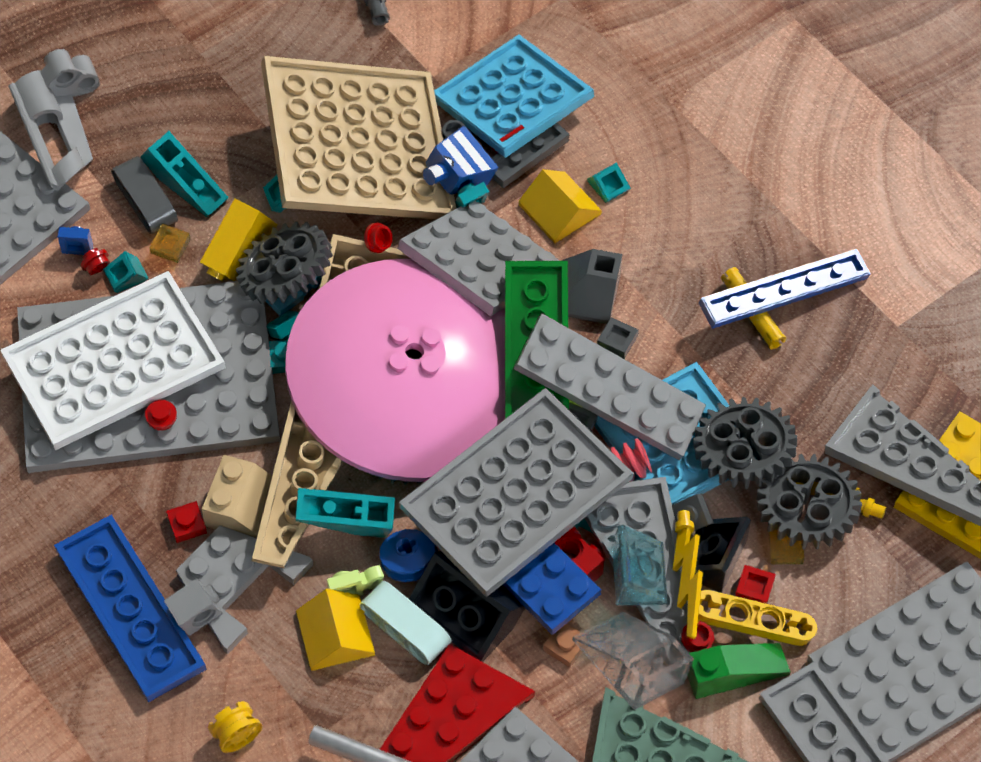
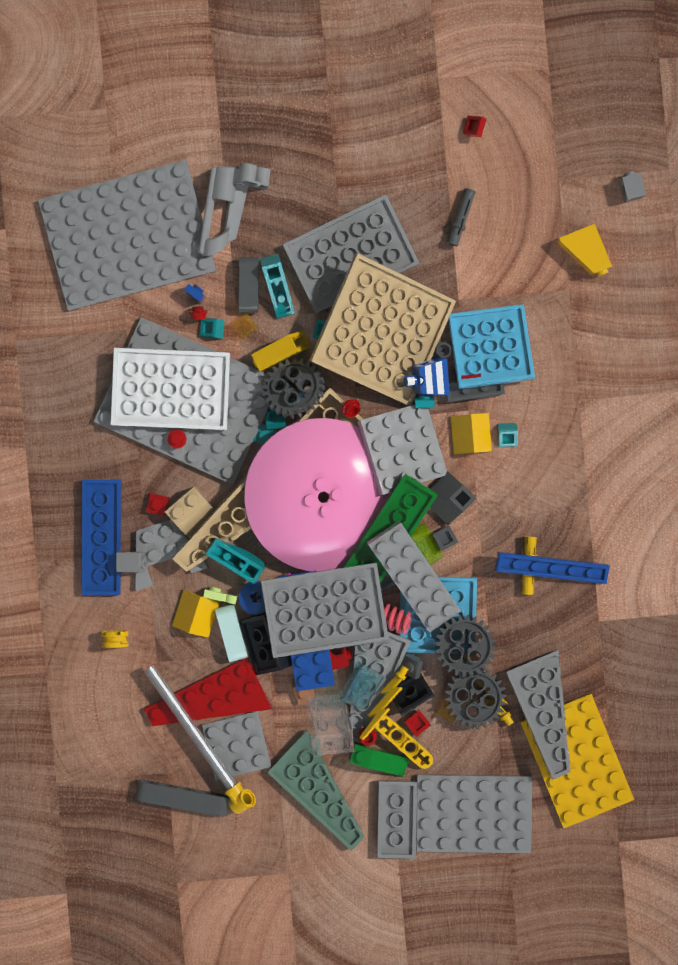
camera: 30 degrees right, 30 degrees up
(228, 108) = (327, 251): none -> light grey plate

